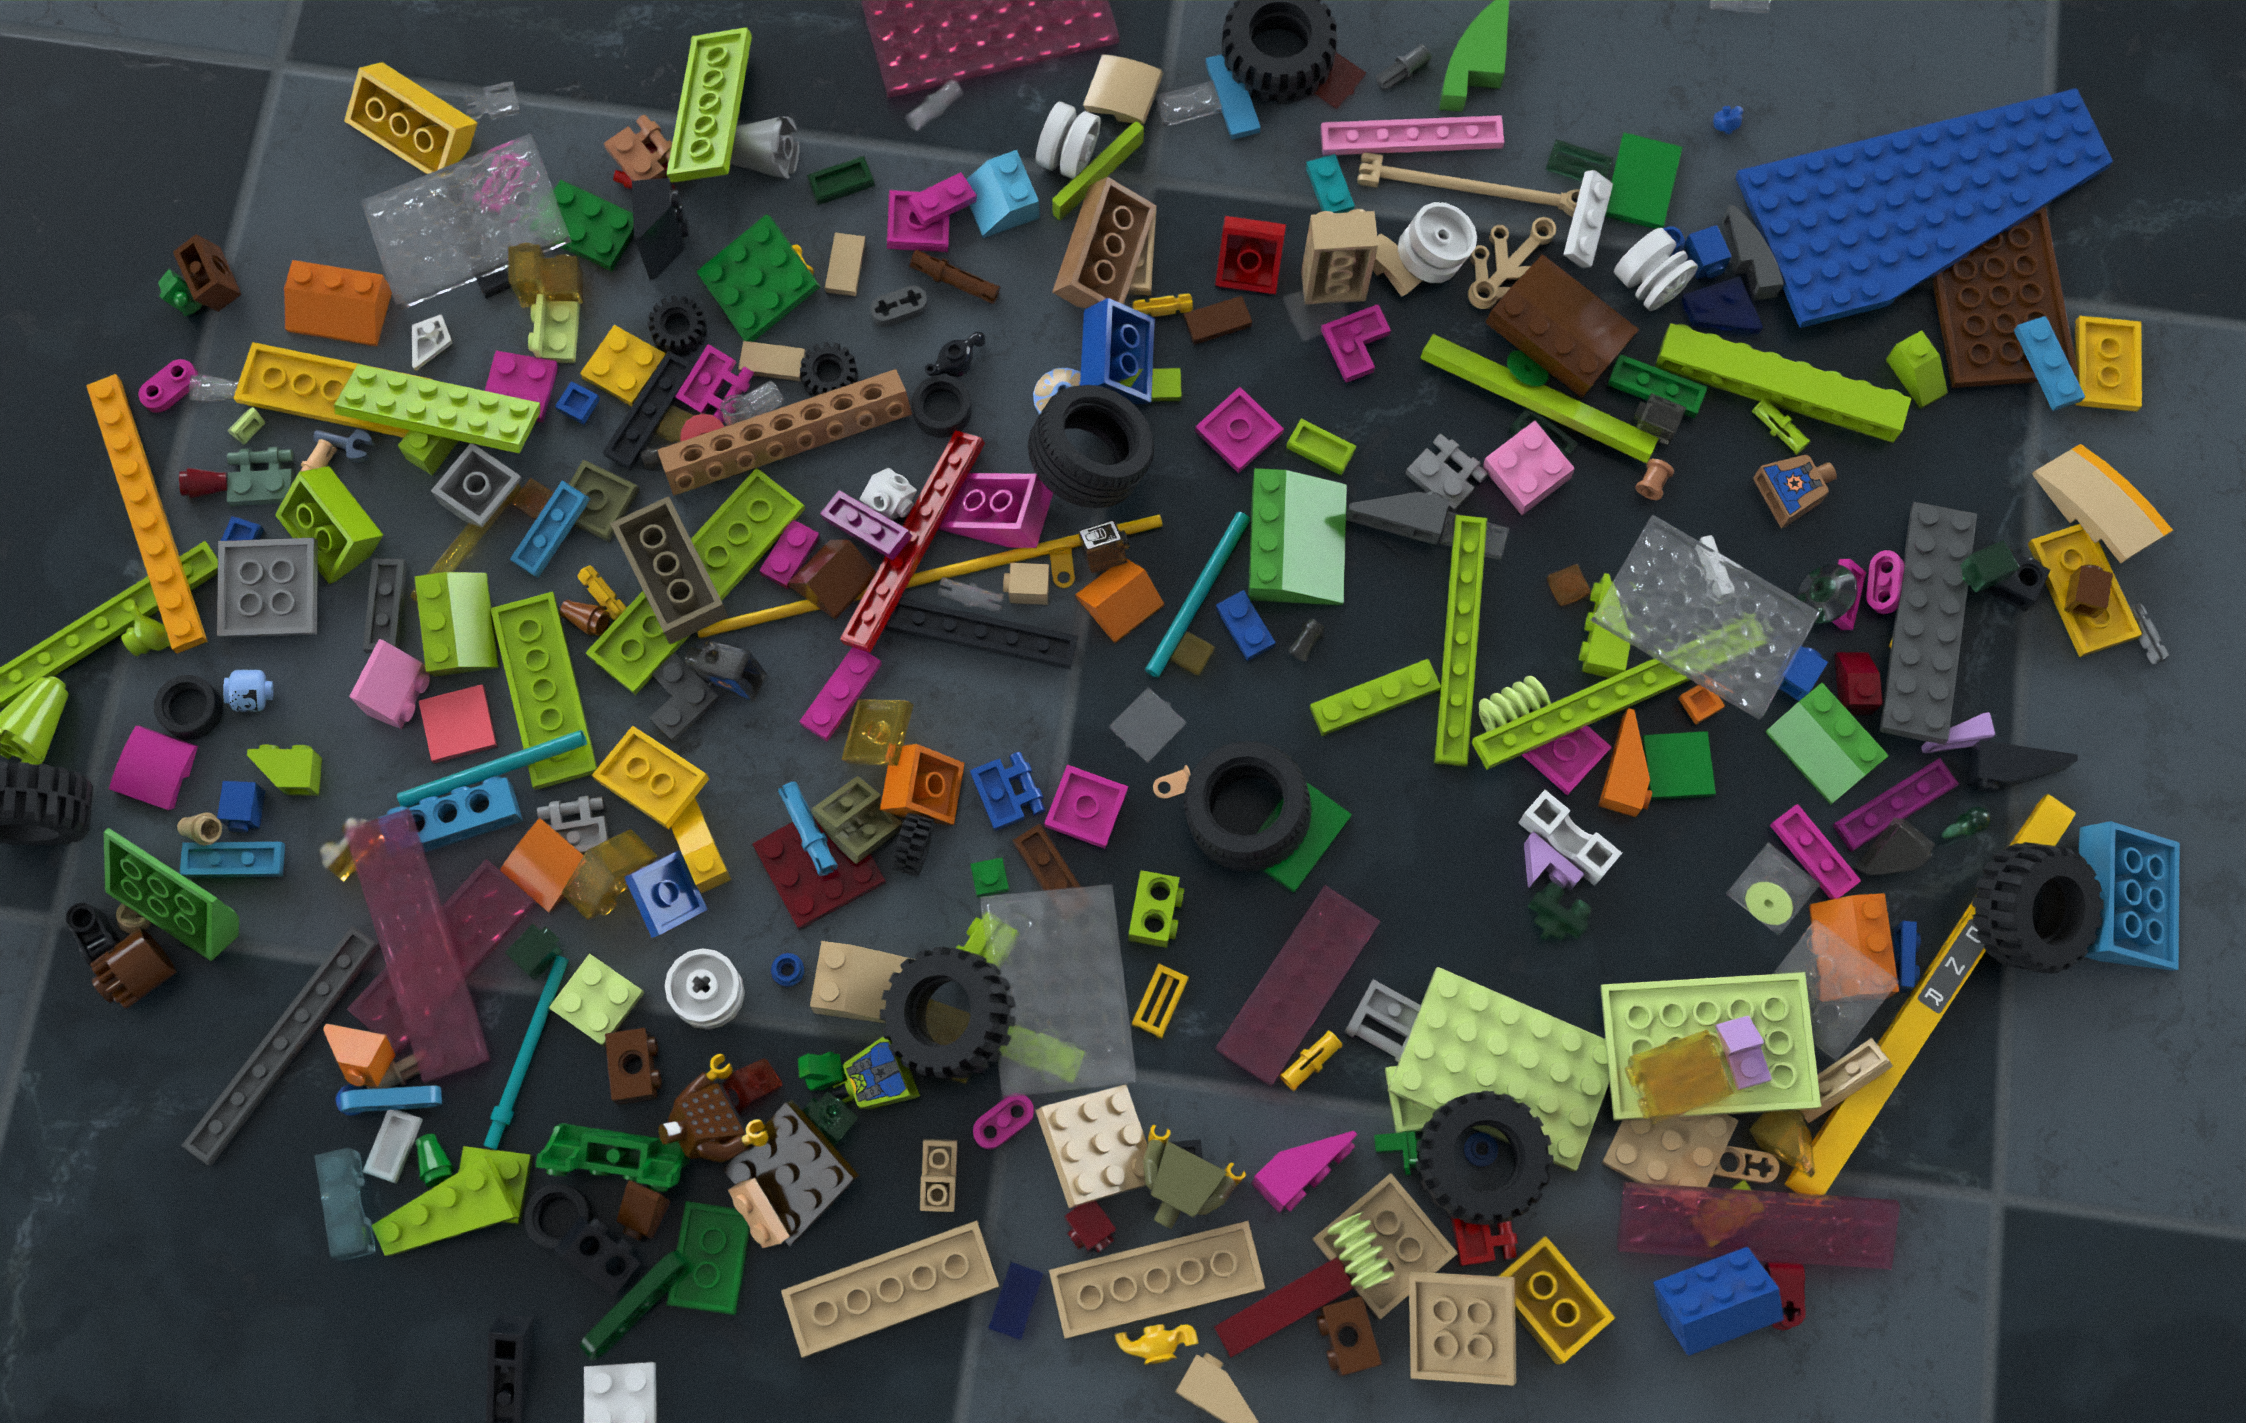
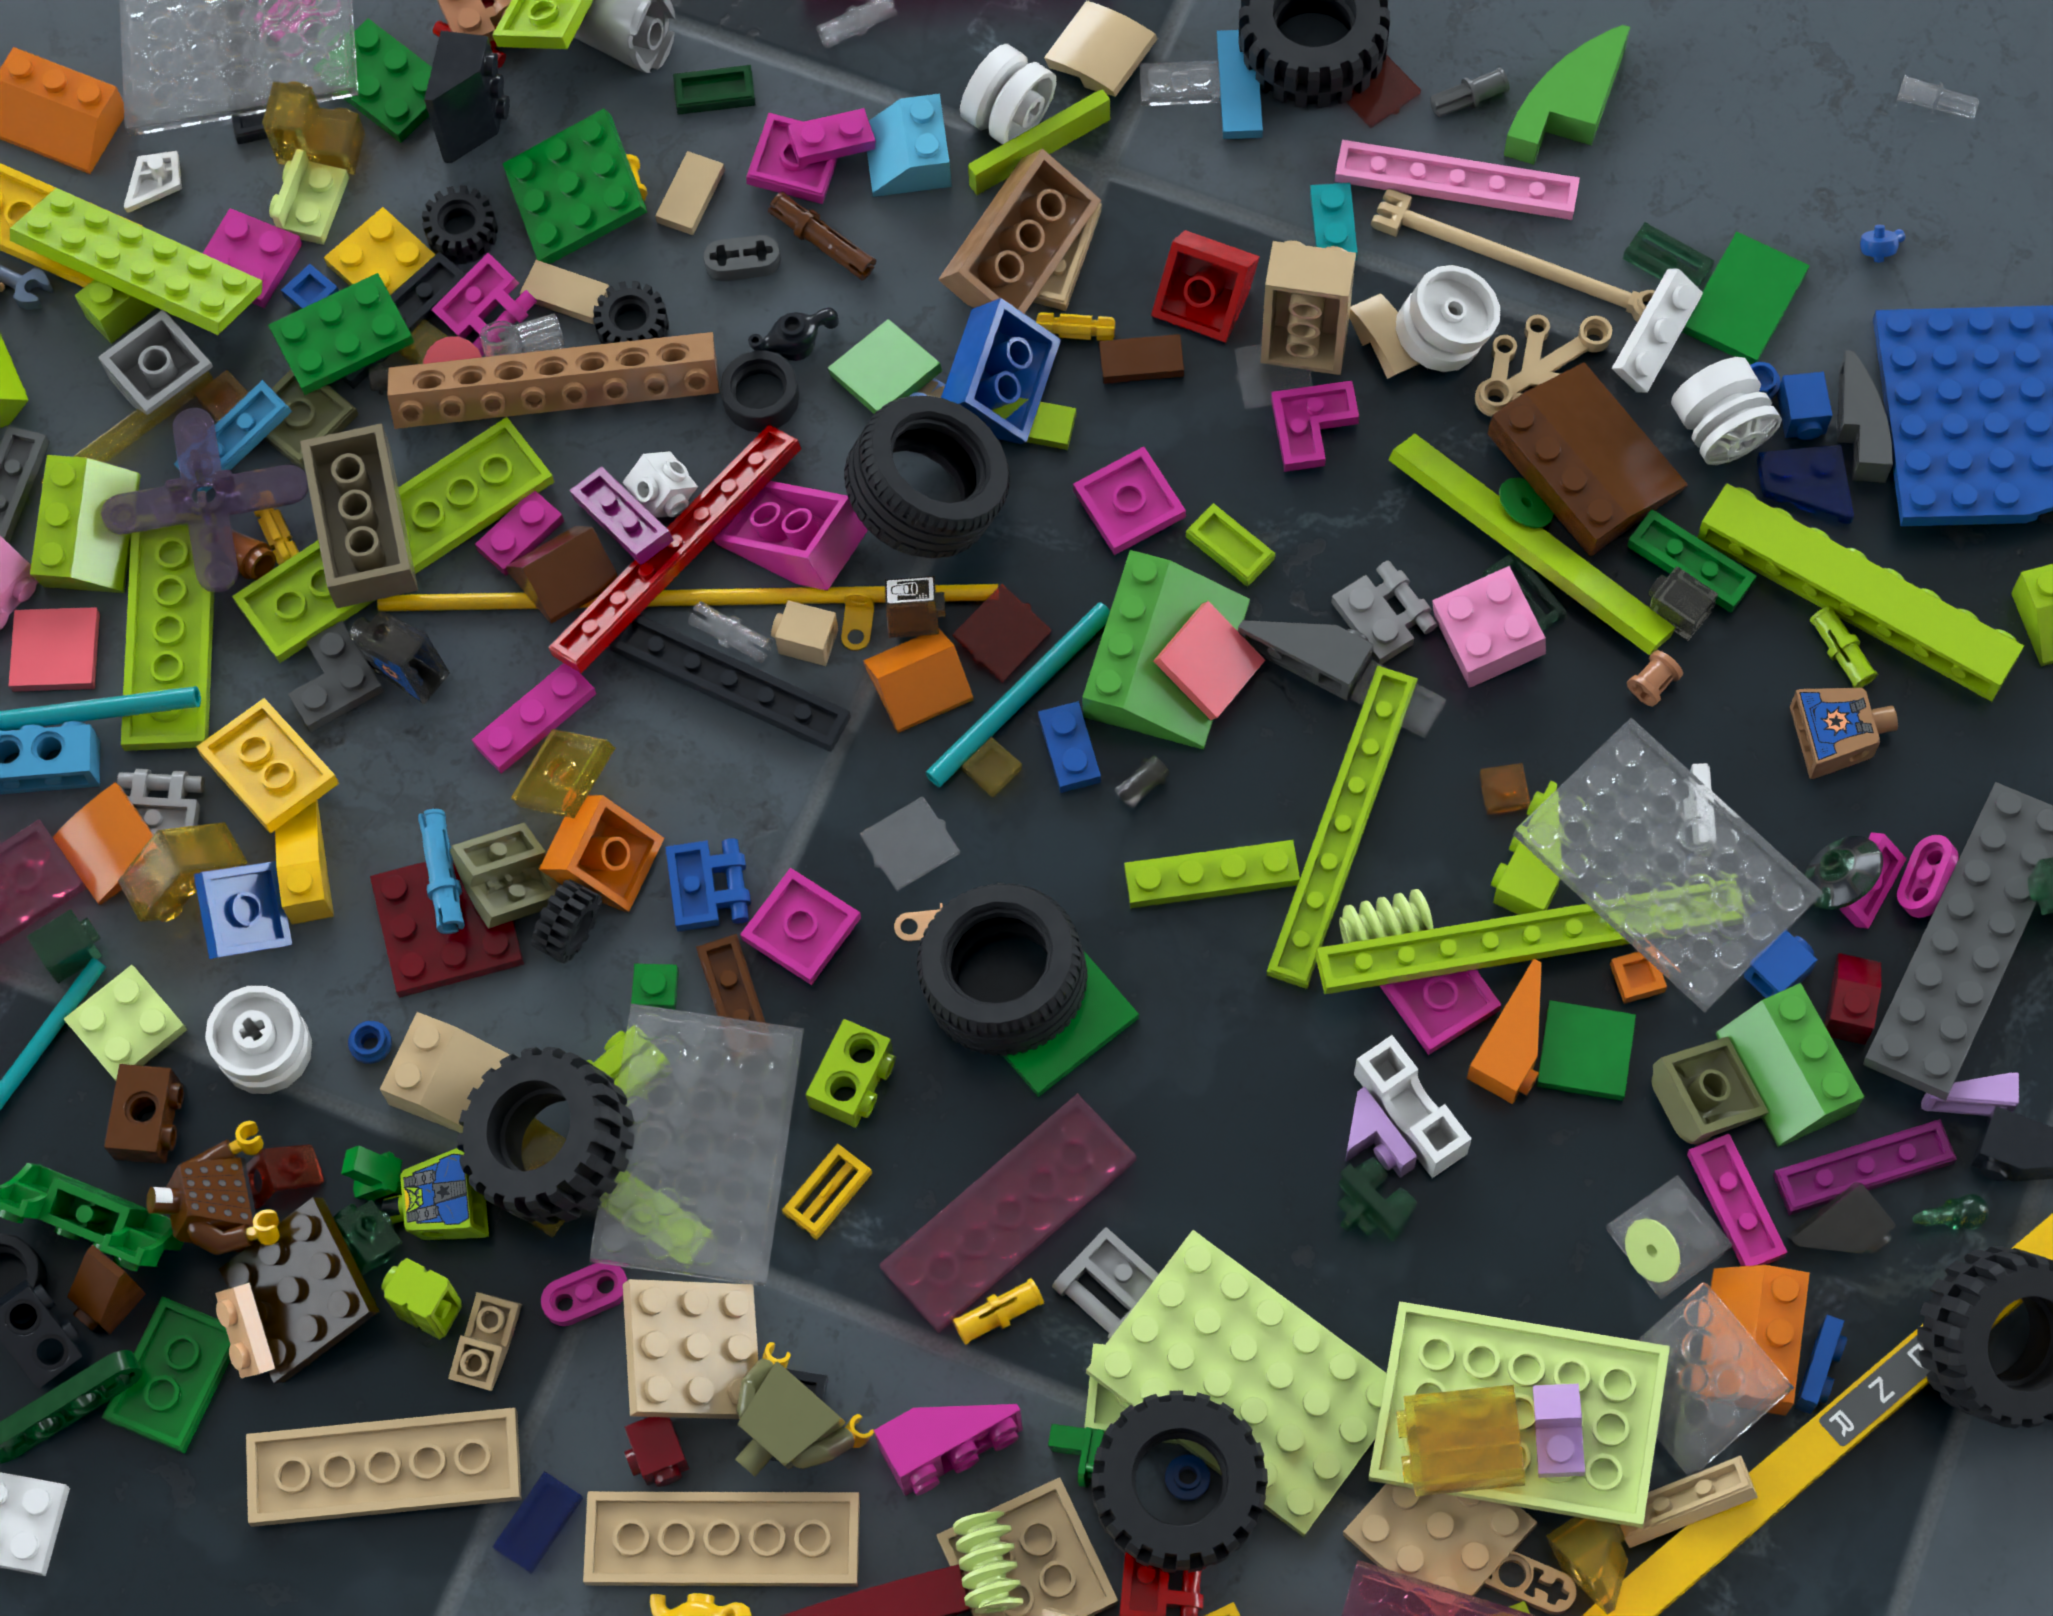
camera: 20 degrees right, 5 degrees down
(552, 599) = (207, 522): none -> clear purple piece
(612, 431) = (341, 334): none -> green plate
(885, 1156) = (421, 1297): none -> lime brick
(1030, 369) = (884, 367): none -> tile
(1172, 550) = (1002, 633): none -> clear red piece
(1332, 538) = (1209, 660): none -> coral tile
(1773, 776) = (1706, 1091): none -> olive slope

